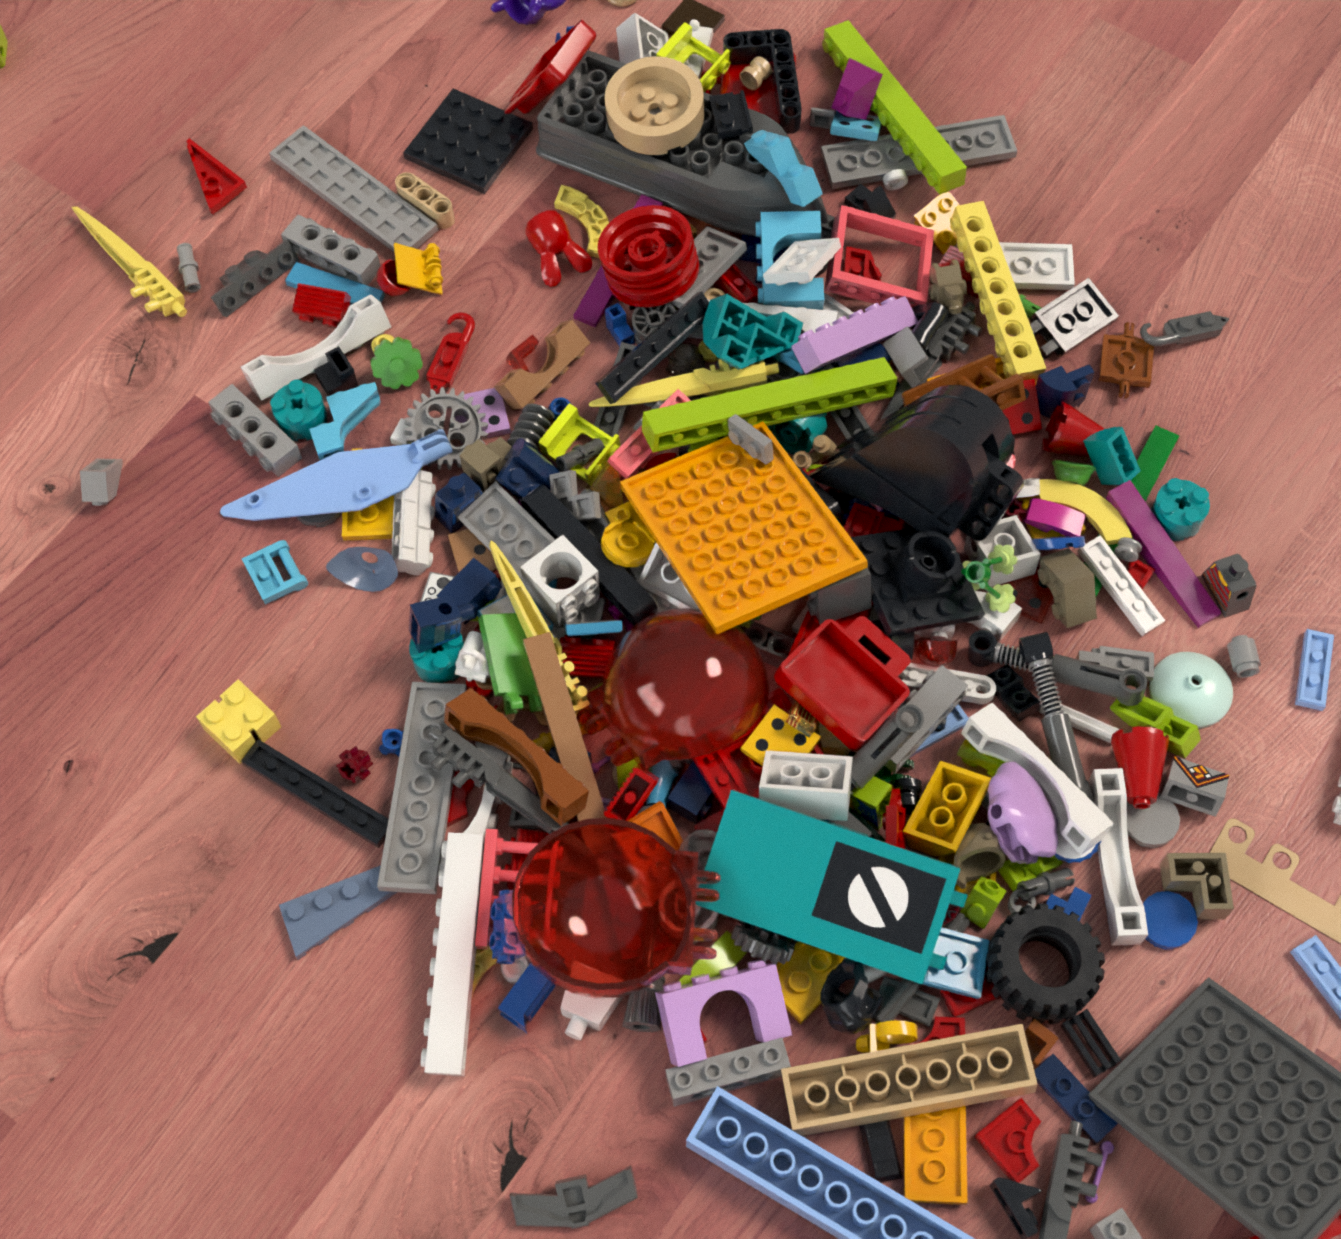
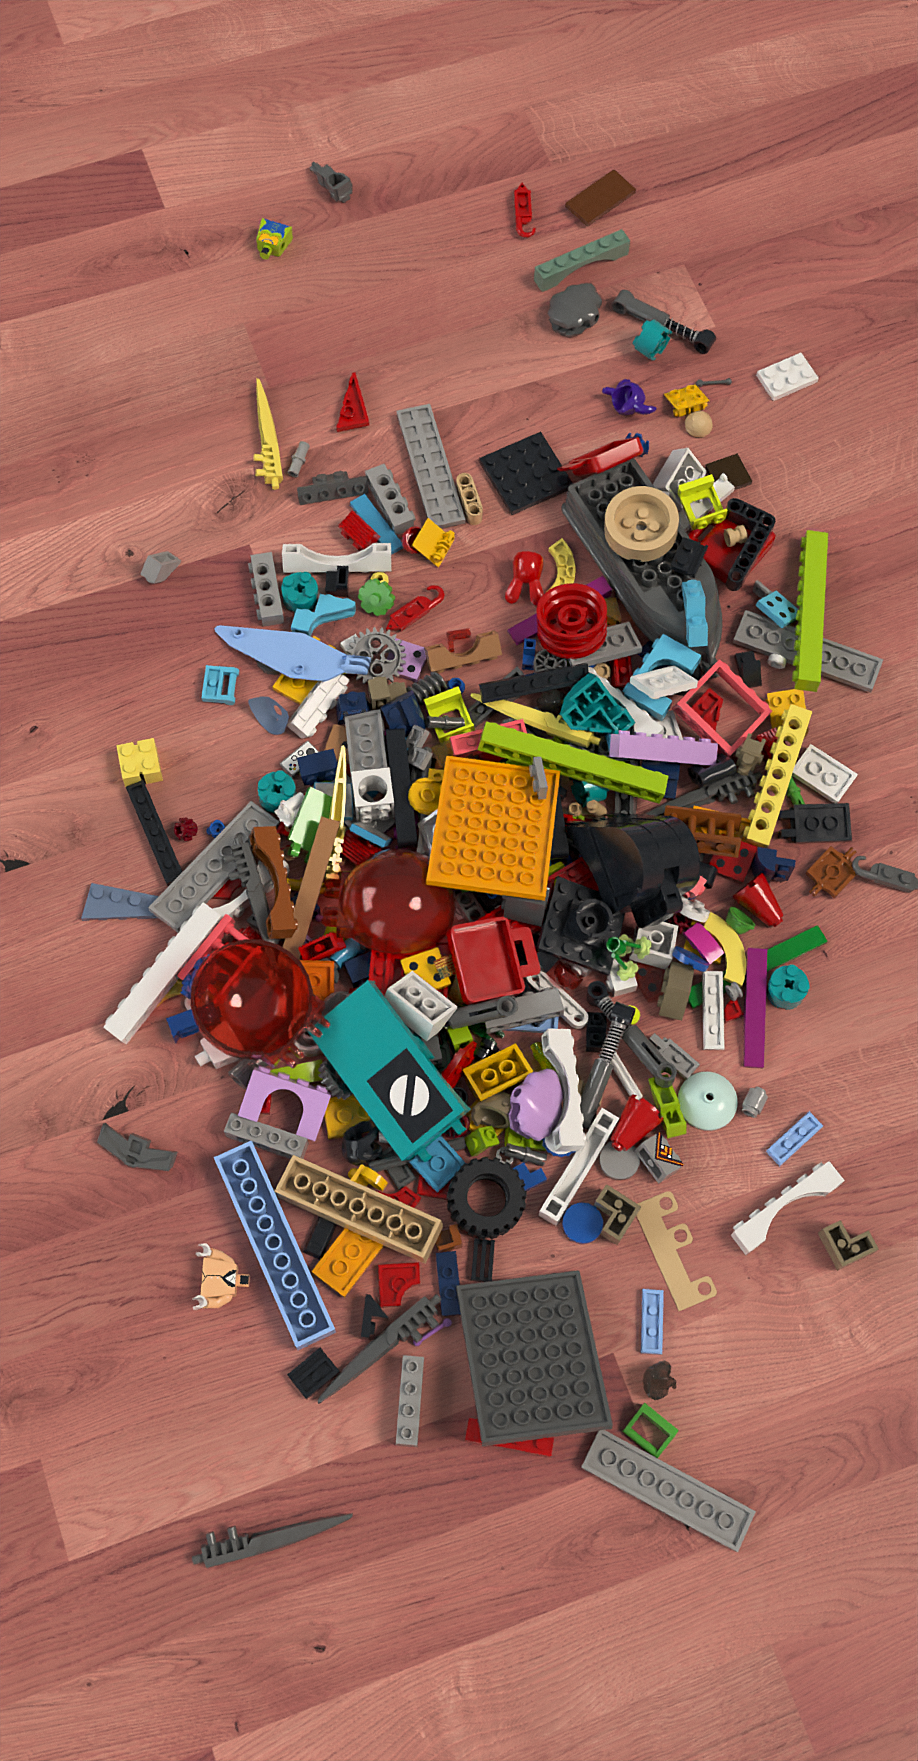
camera: 30 degrees right, 5 degrees up
(437, 621) = (283, 774): dark blue torso -> none
(782, 618) = (489, 901): none -> black brick
(856, 90) = (792, 585): magenta slope -> none
(906, 354) = (687, 782): light grey panel -> none
(1112, 456) = (769, 927): teal brick -> none
(1230, 584) = (780, 1051): dark grey torso -> none

